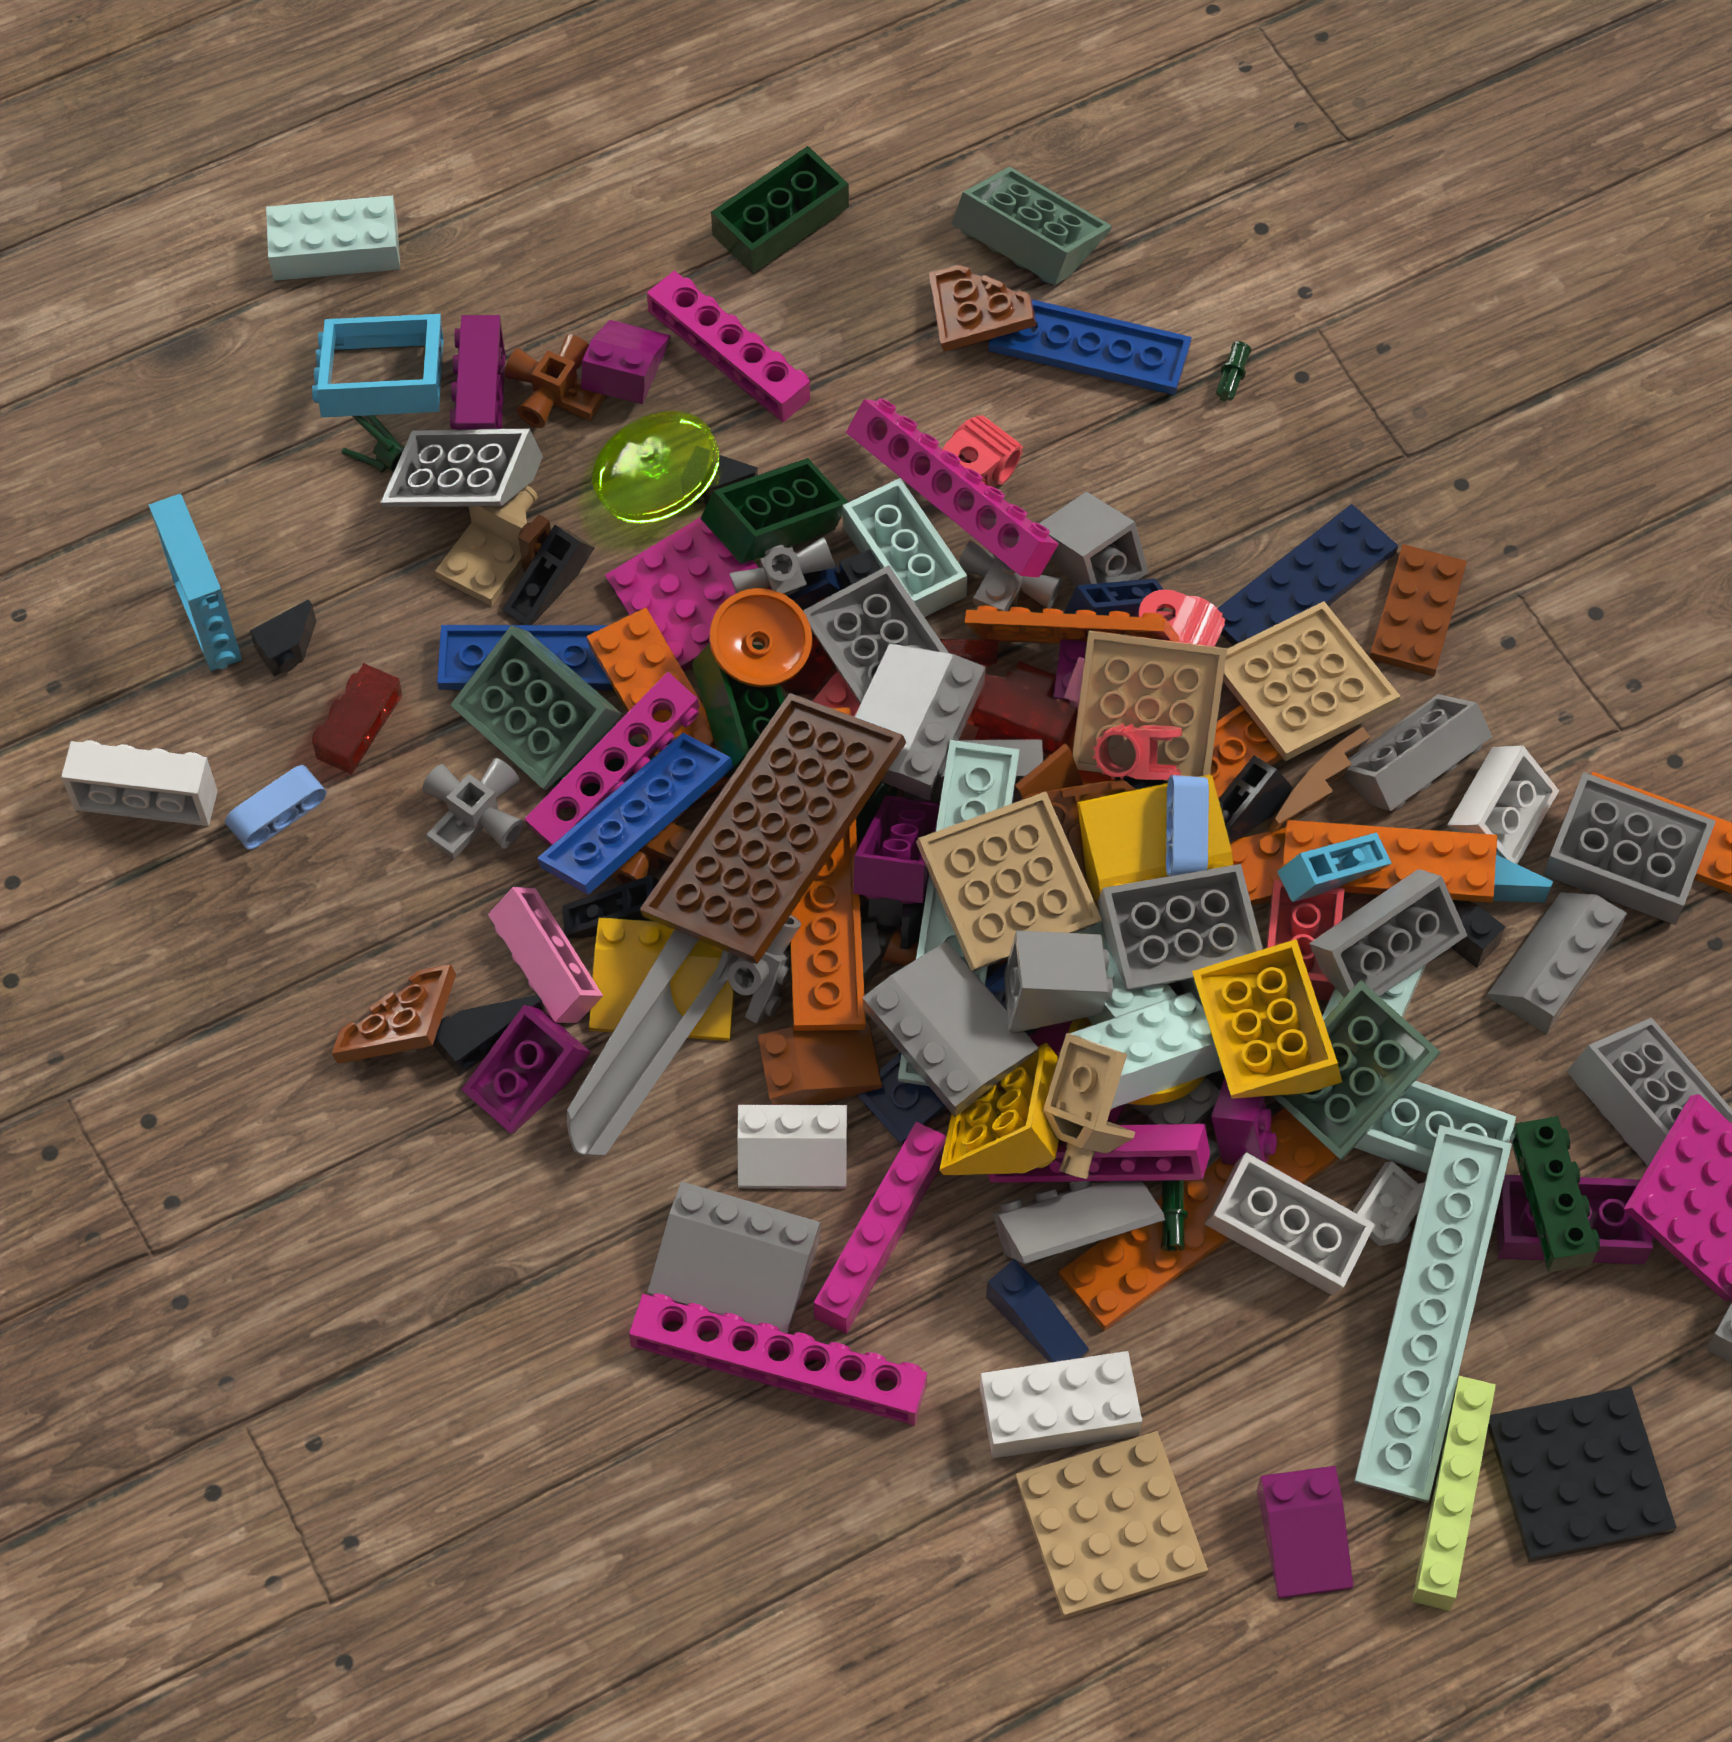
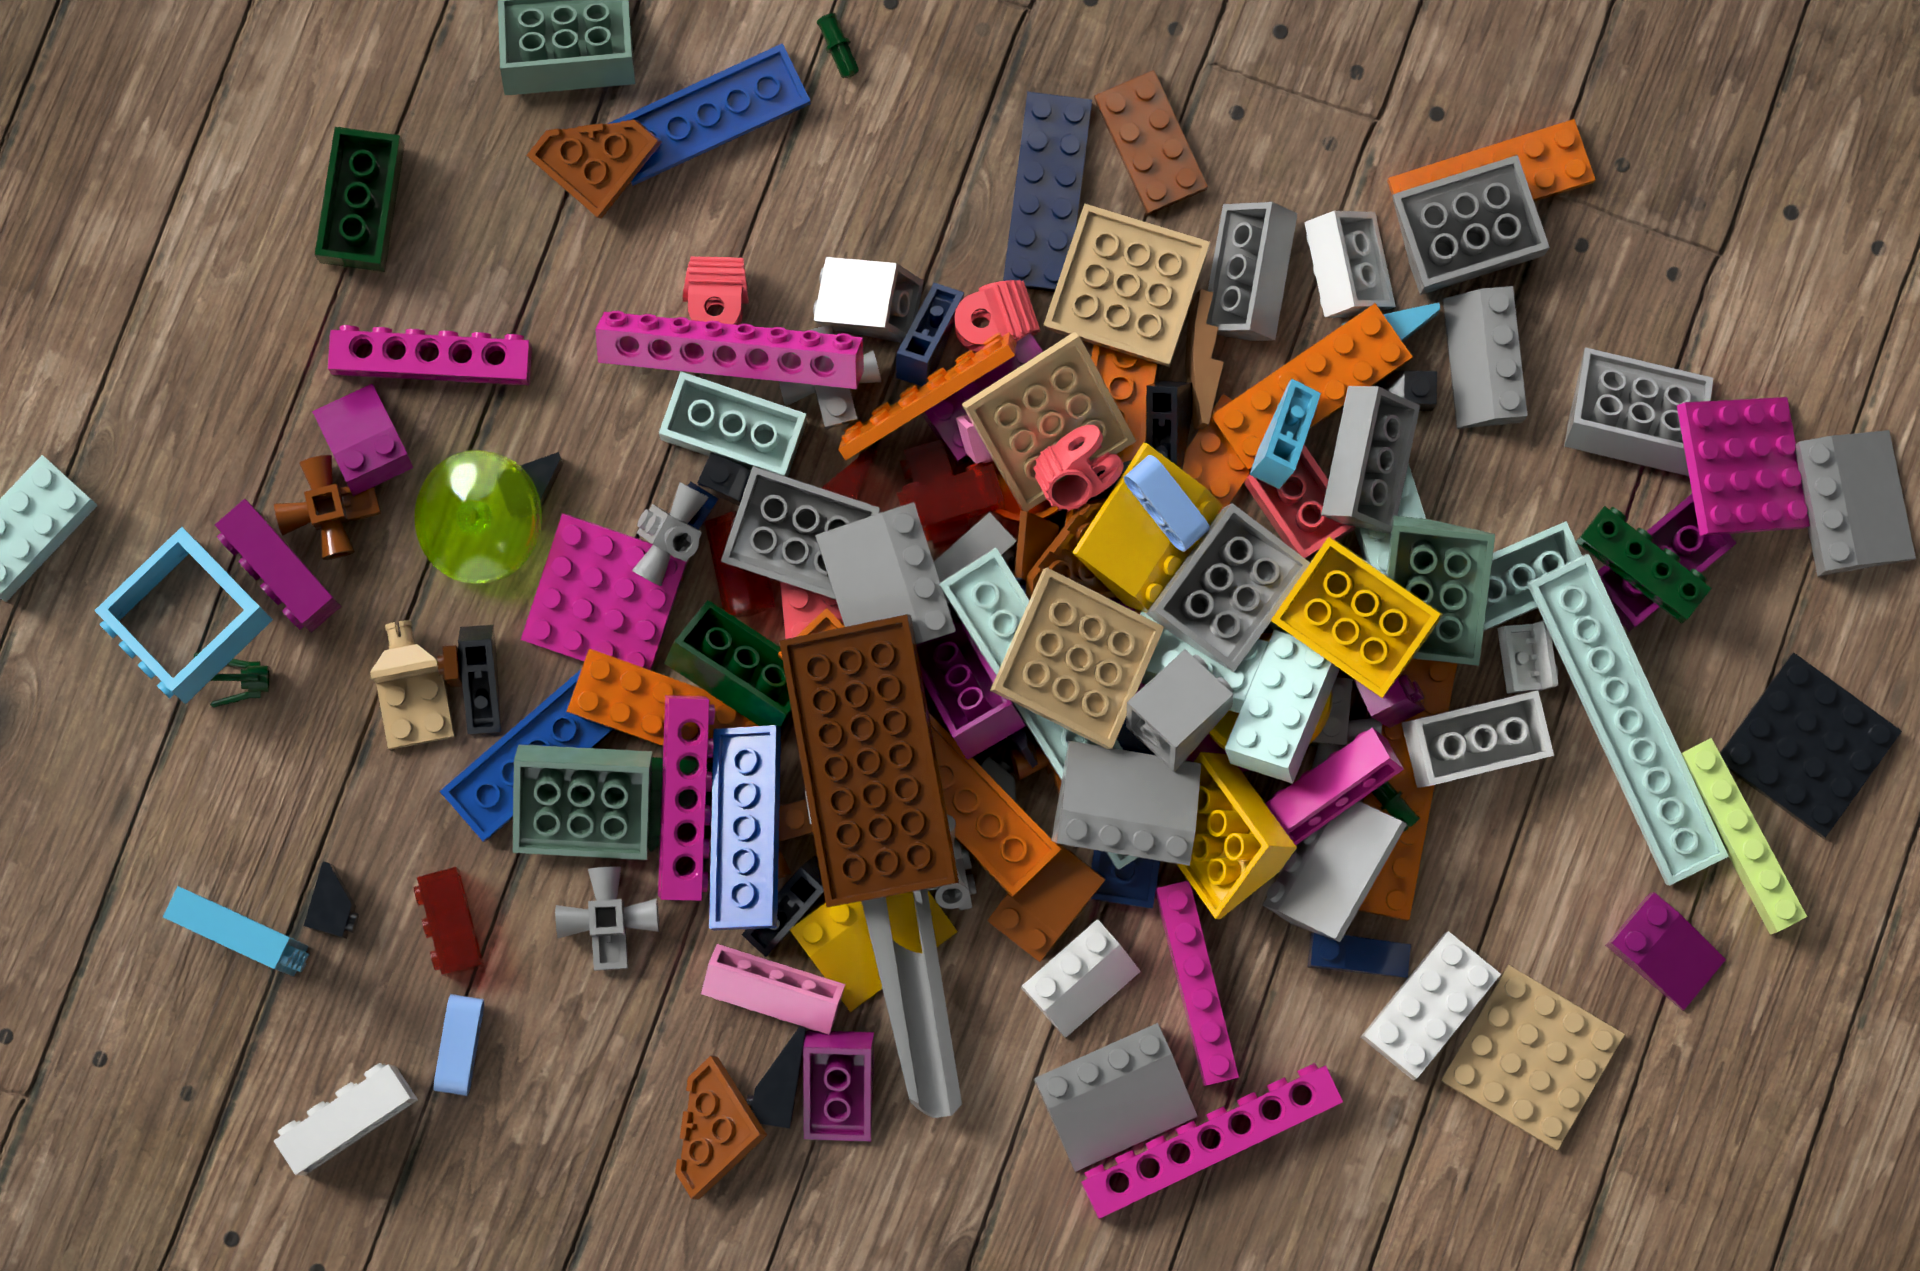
camera: 45 degrees left, 20 degrees up
(463, 468) = (343, 658): light grey slope -> none
(763, 618) = (729, 595): orange dish -> none
(774, 510) = (612, 483): dark green brick -> none
(1082, 1101) = (1284, 789): tan plate -> none

